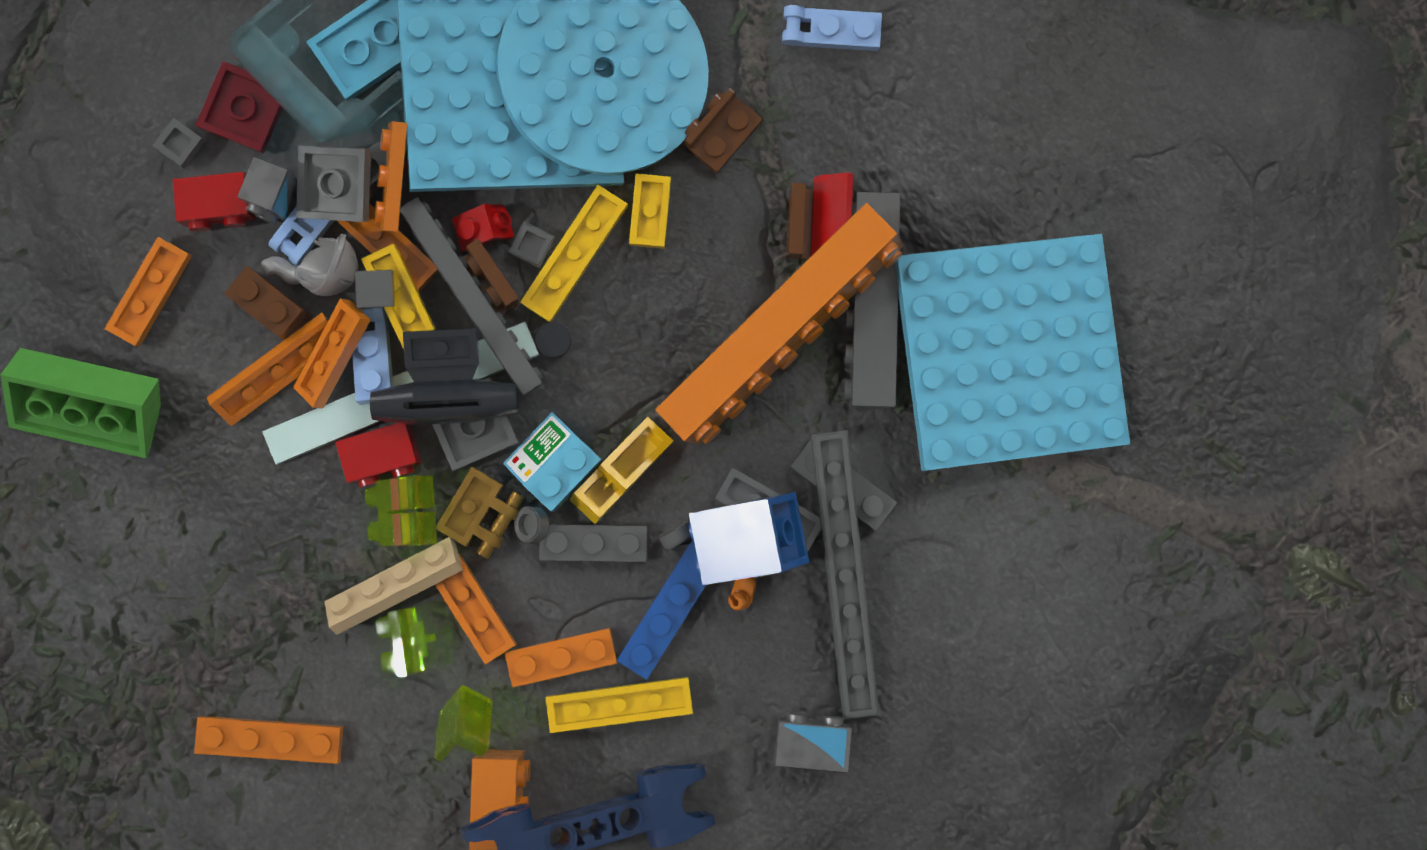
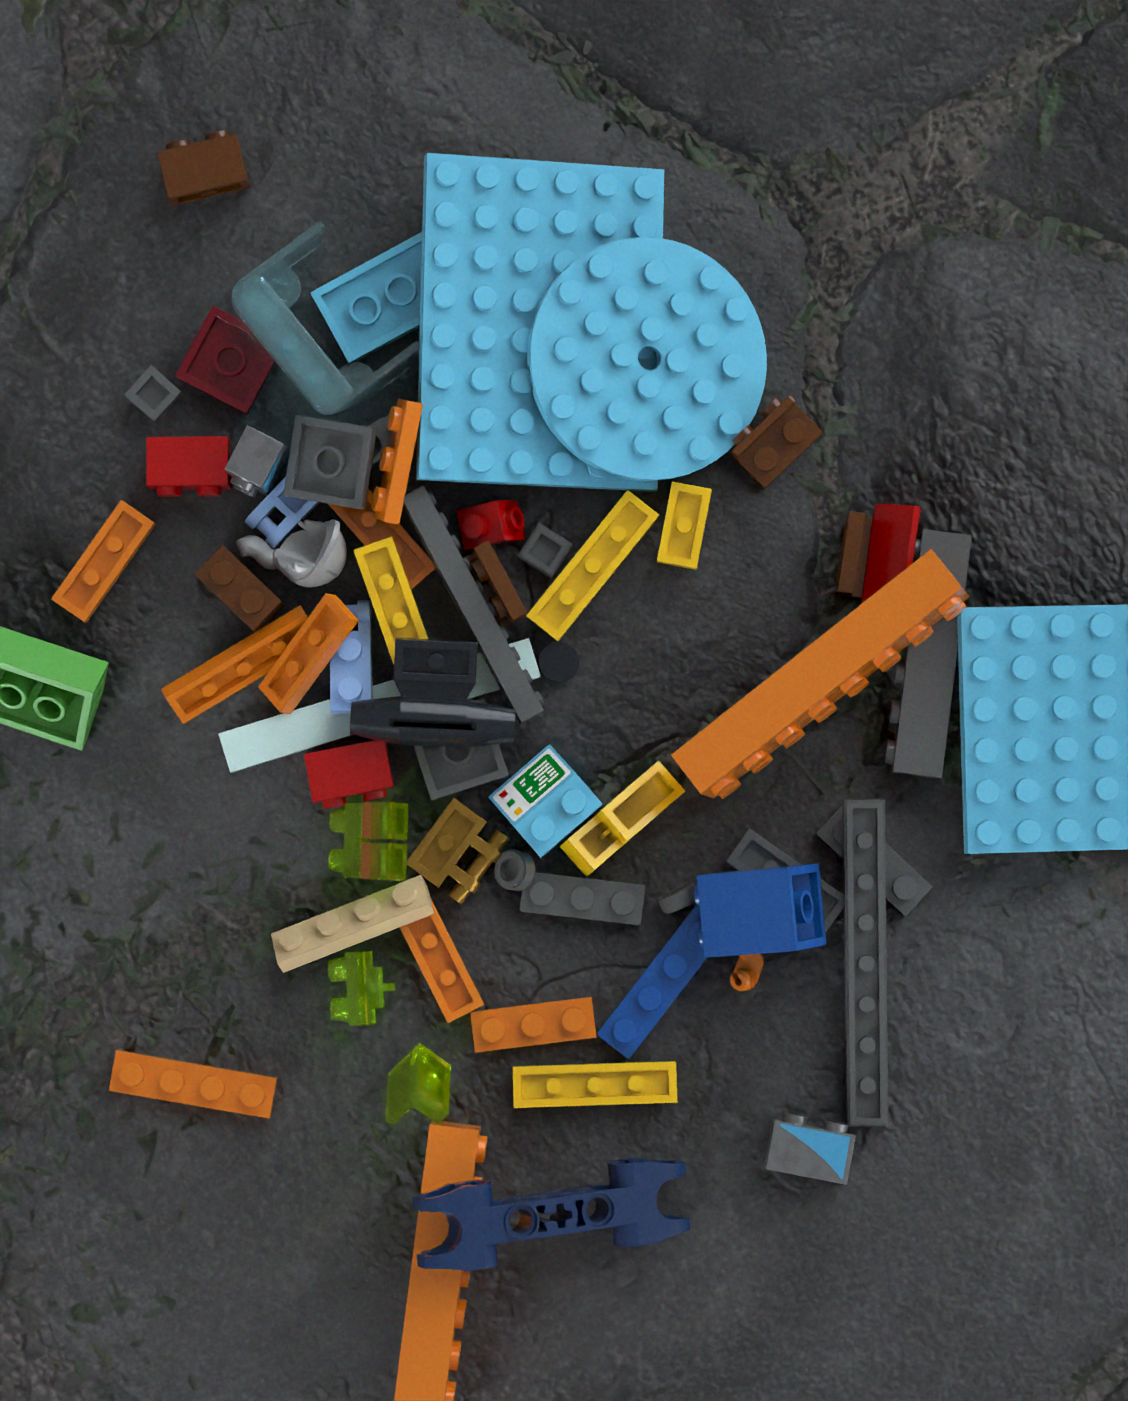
camera: 10 degrees right, 0 degrees up
(374, 289) = (366, 586): dark grey tile -> none
(832, 28) = (914, 335): light blue plate -> none

